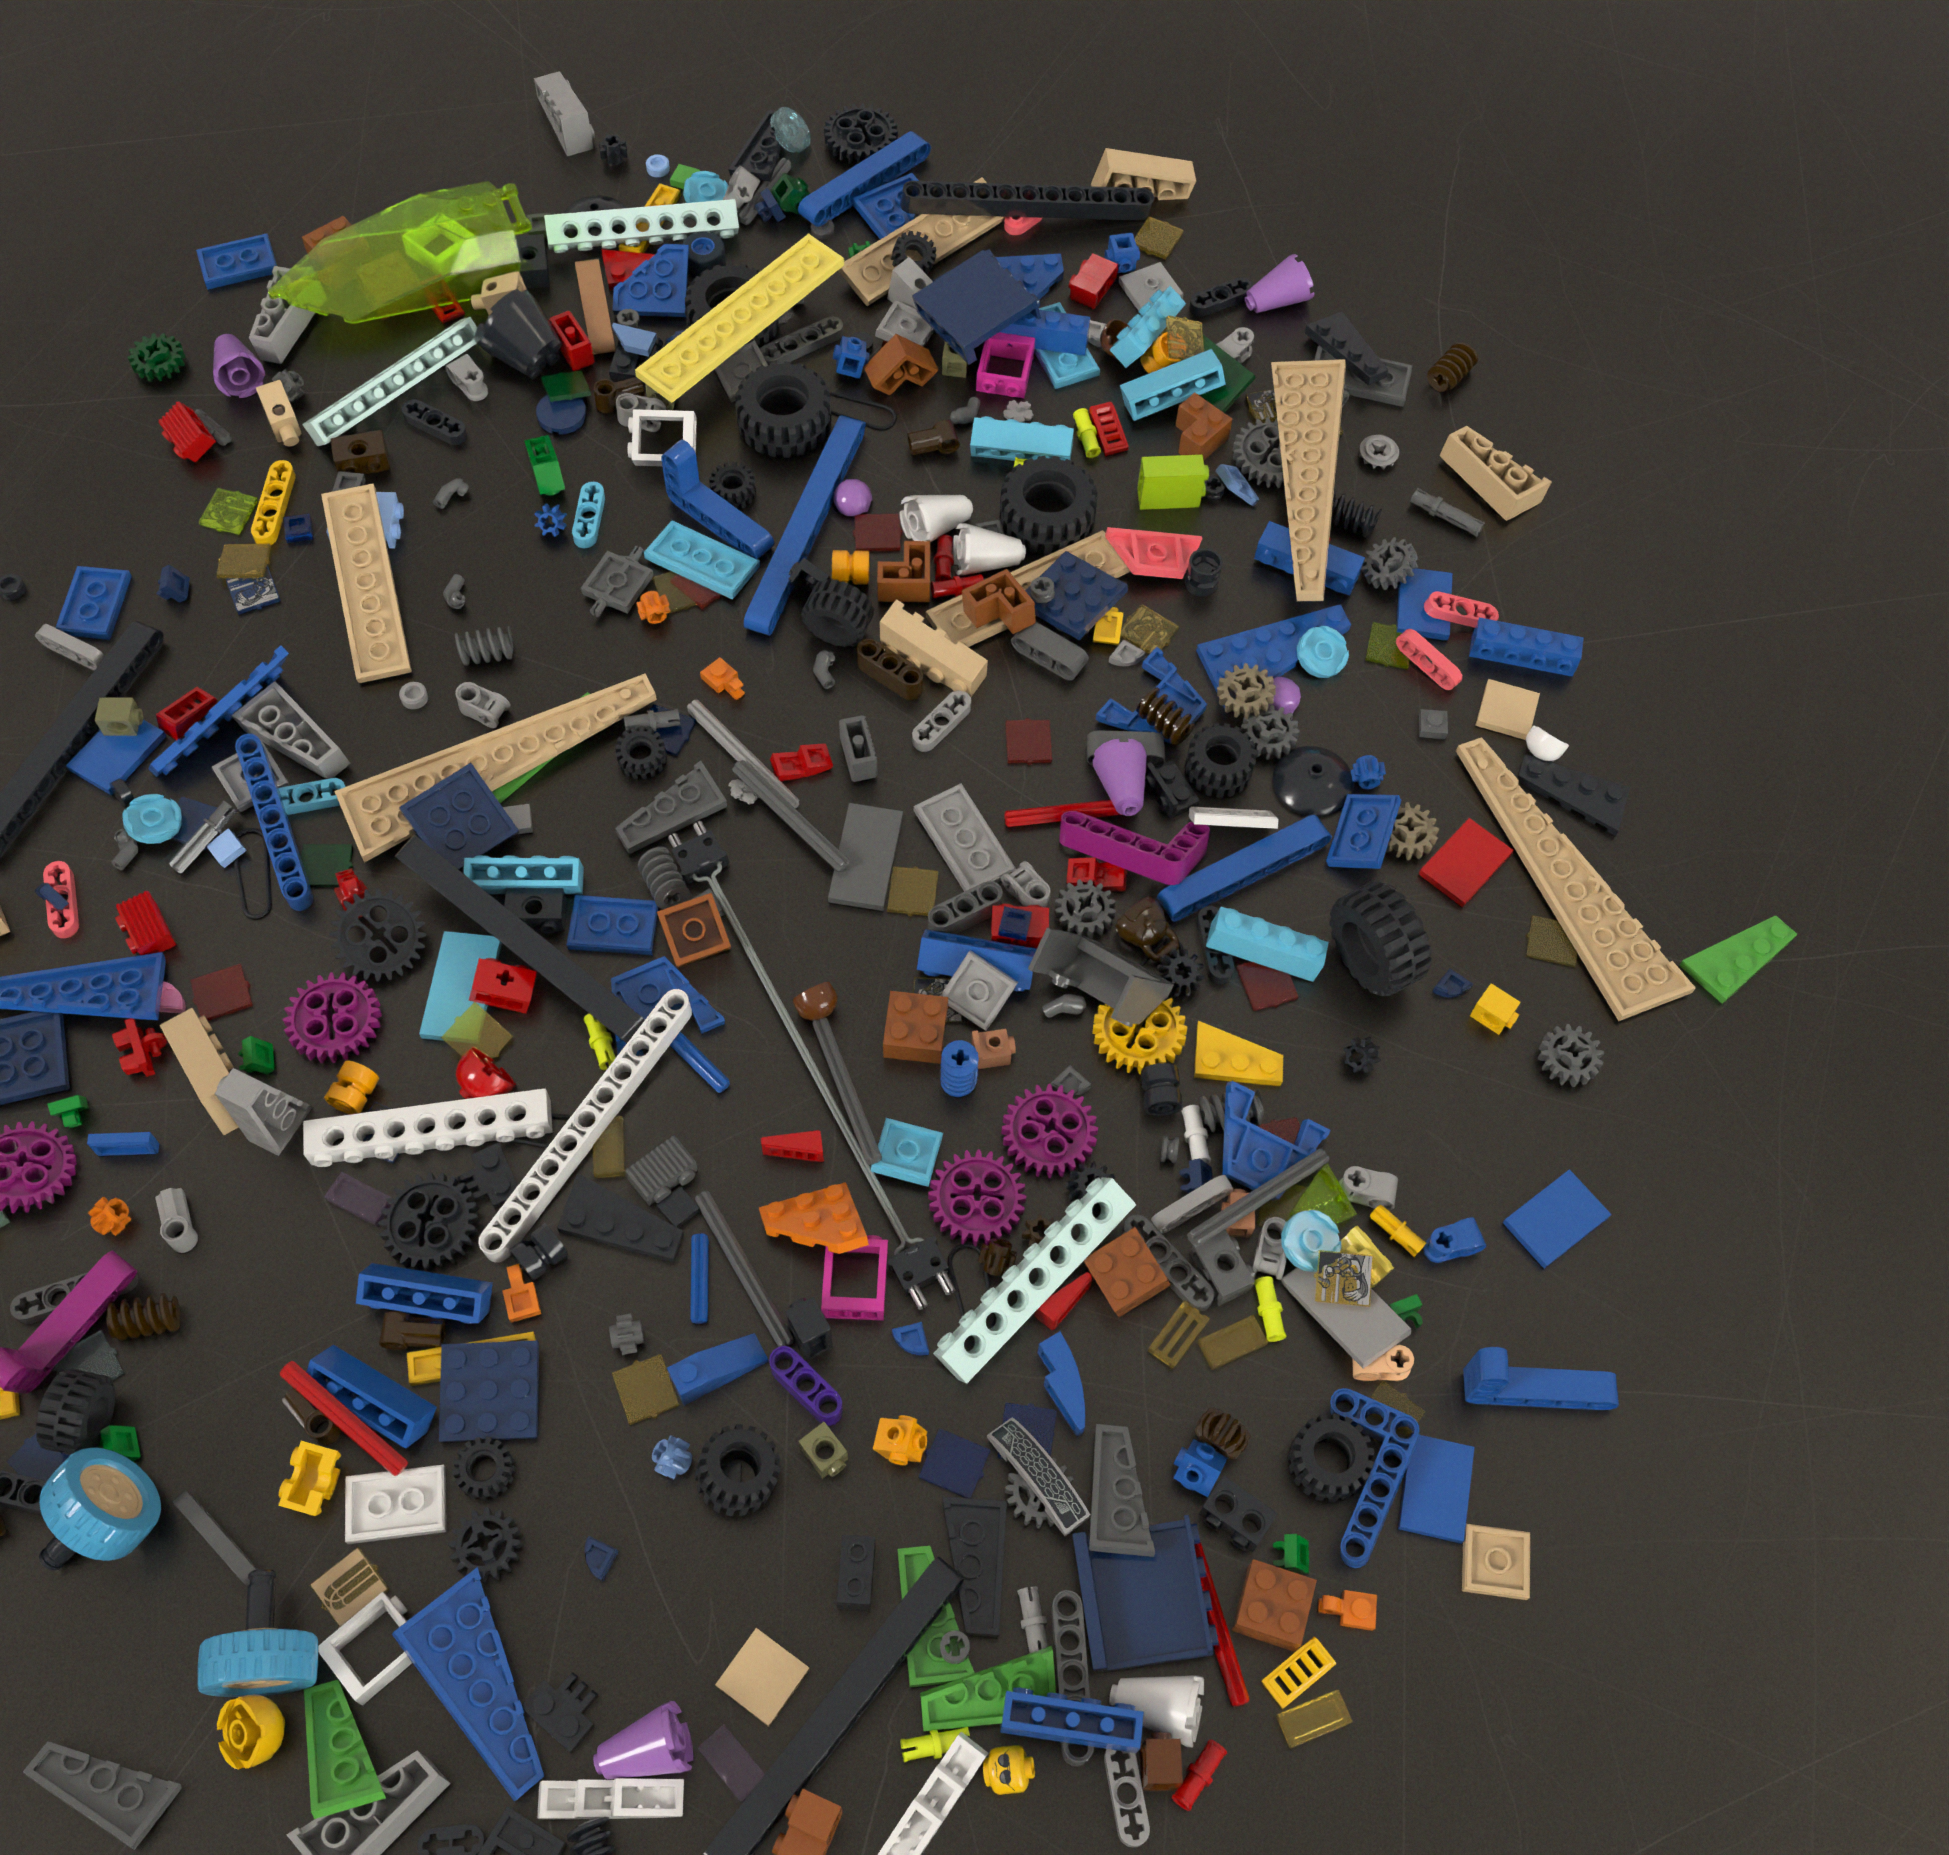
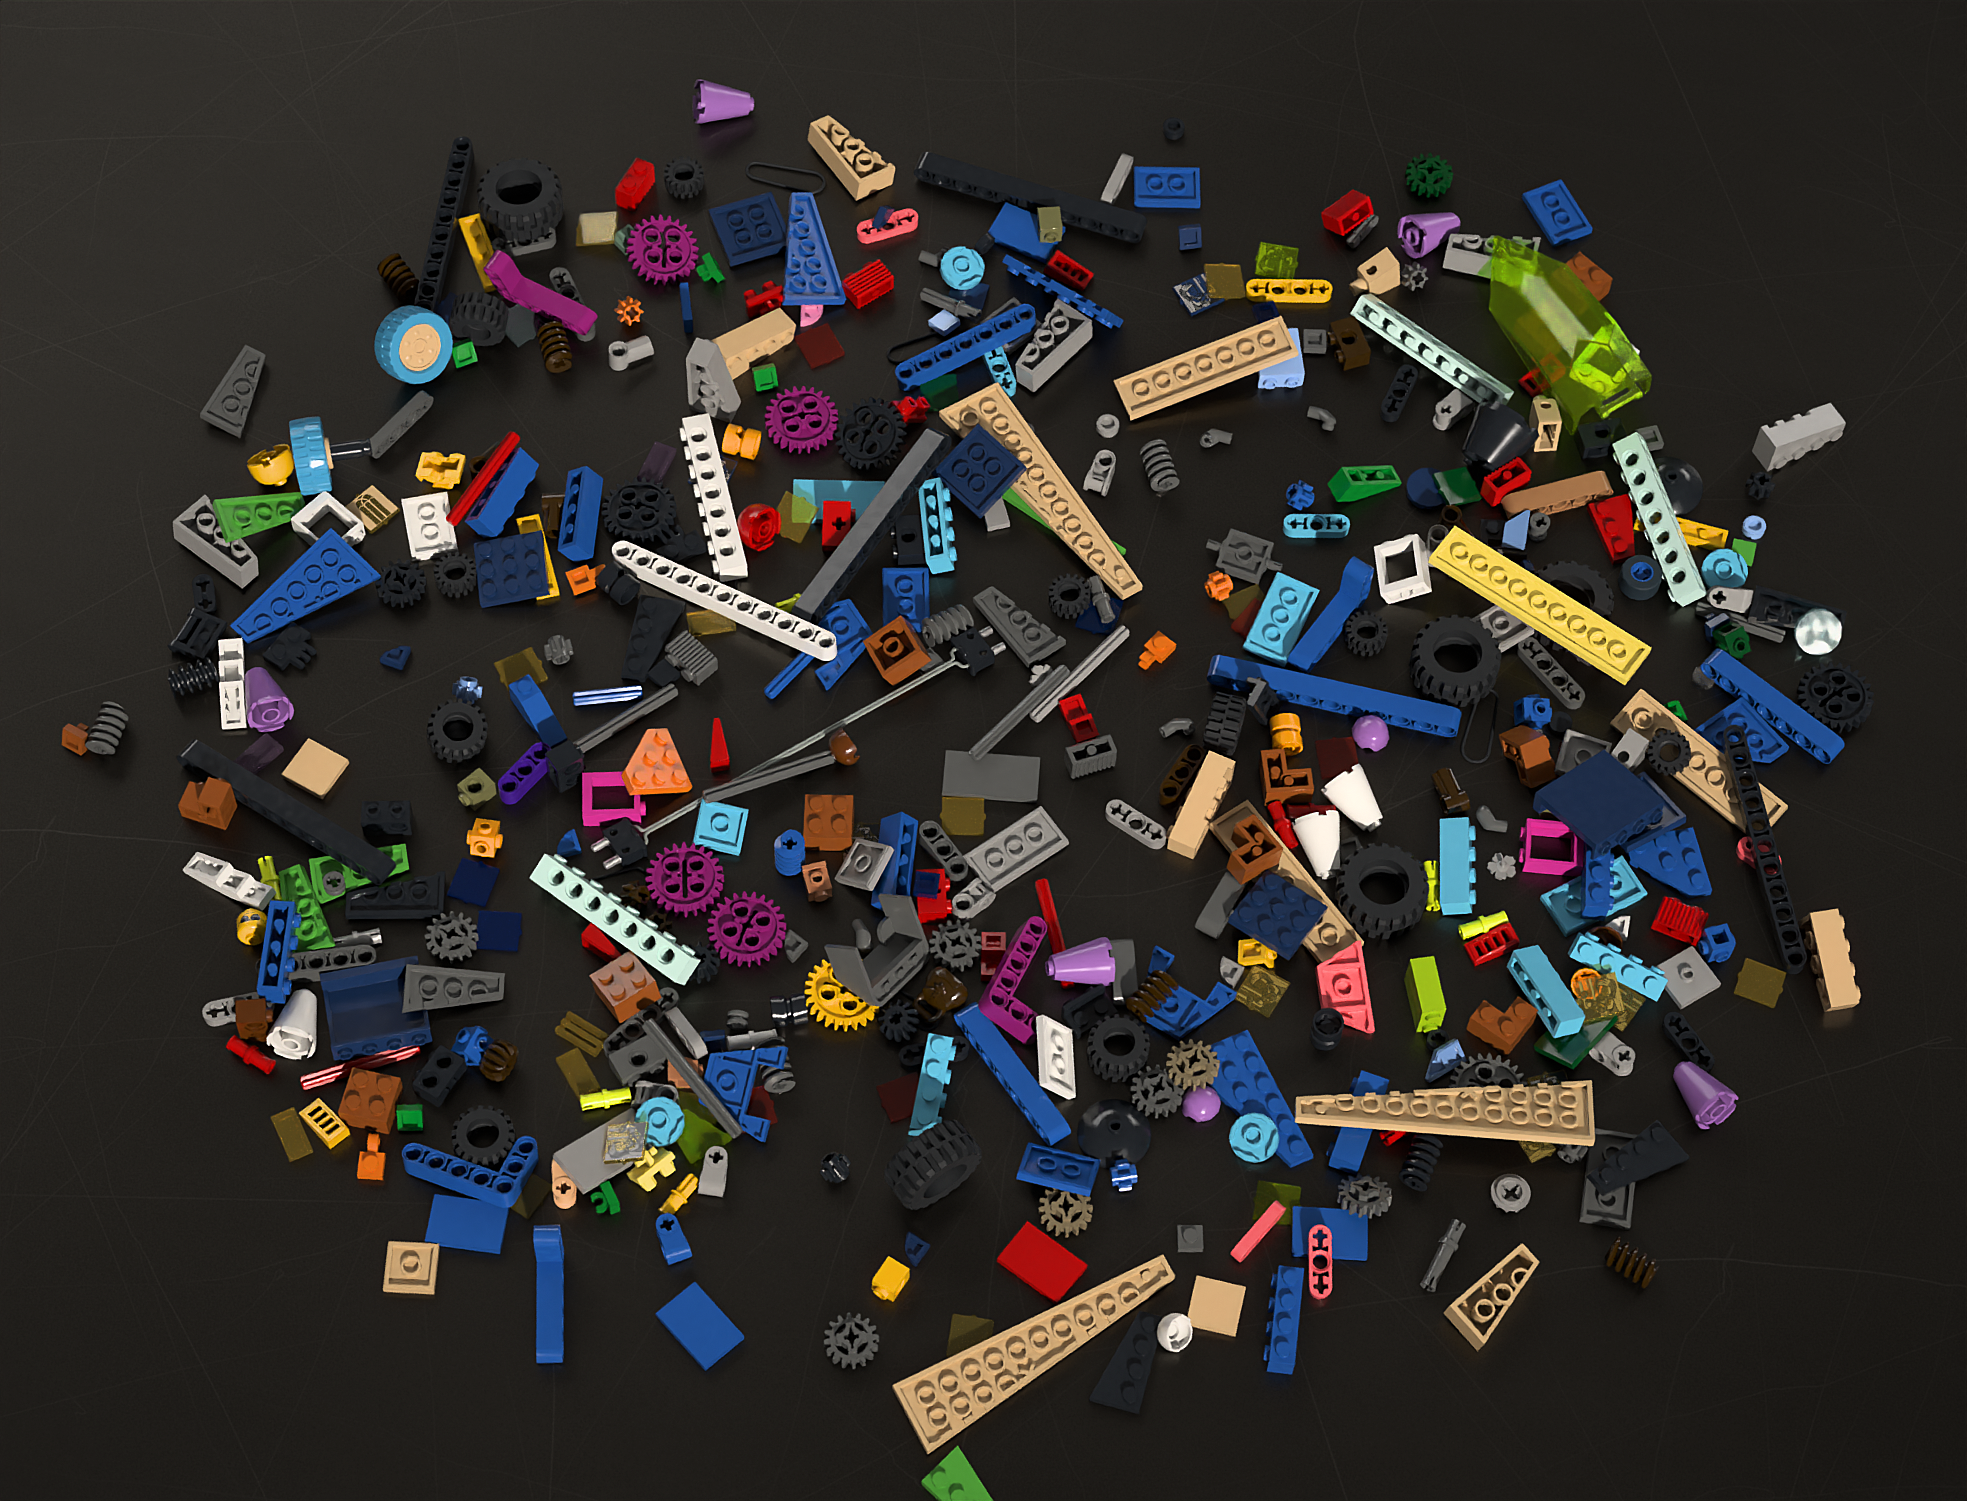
camera: 85 degrees right, 0 degrees up
(657, 284) = (1590, 540): blue plate -> none
(1028, 741) = (1125, 896): clear red piece -> none
(1039, 595) = (1273, 877): dark grey bush -> none
(1041, 1475) = (460, 929): slope -> none
(1064, 1381) = (536, 950): blue slope -> none
(1234, 1059) = (826, 1069): yellow wing -> none

